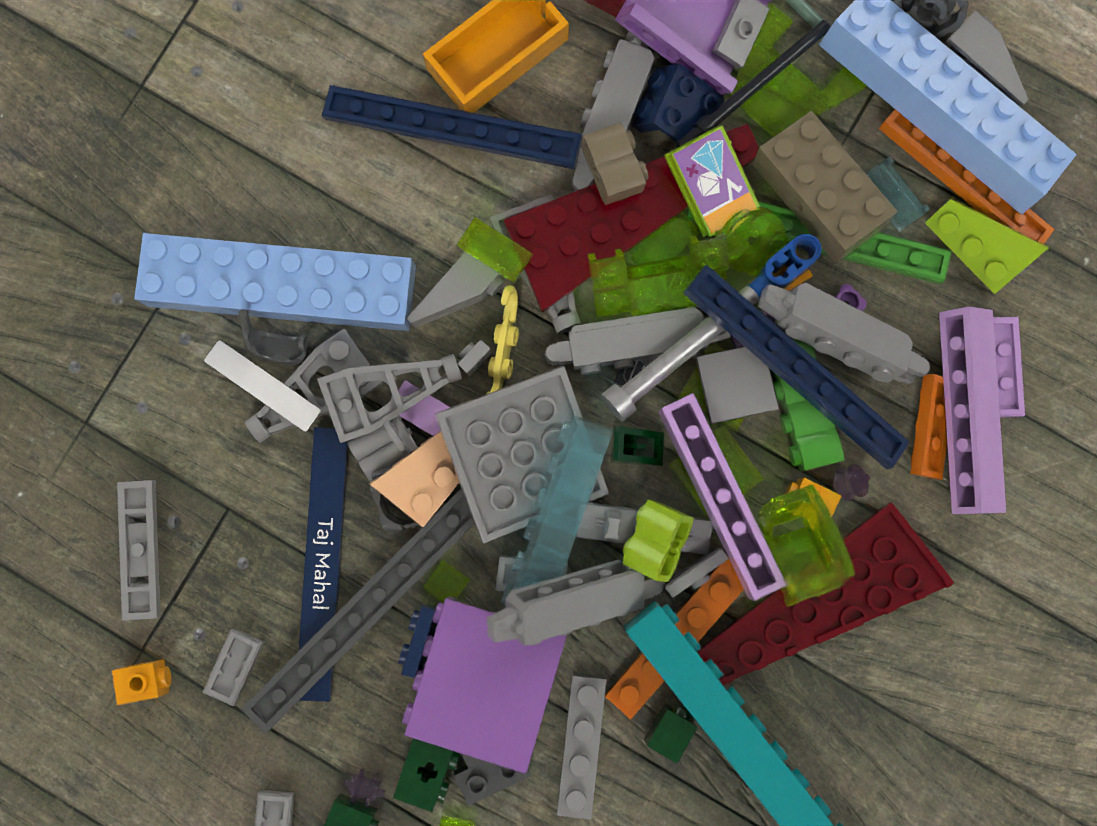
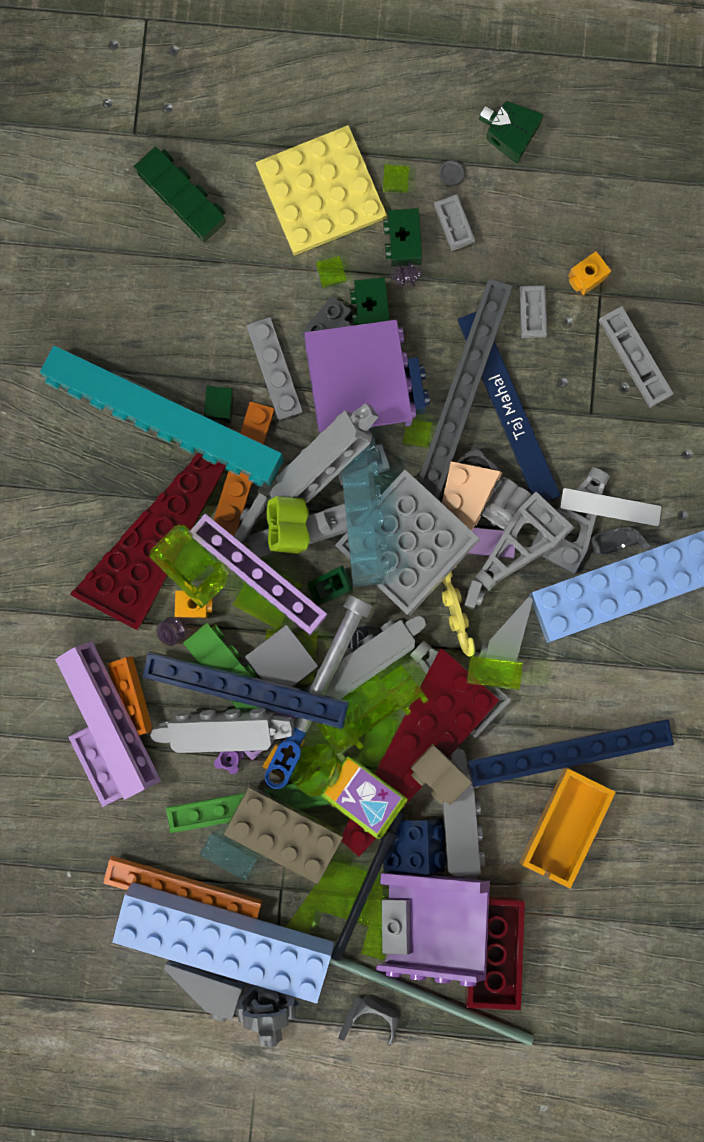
camera: 155 degrees right, 0 degrees up
(984, 245) = (149, 846): lime wing -> none

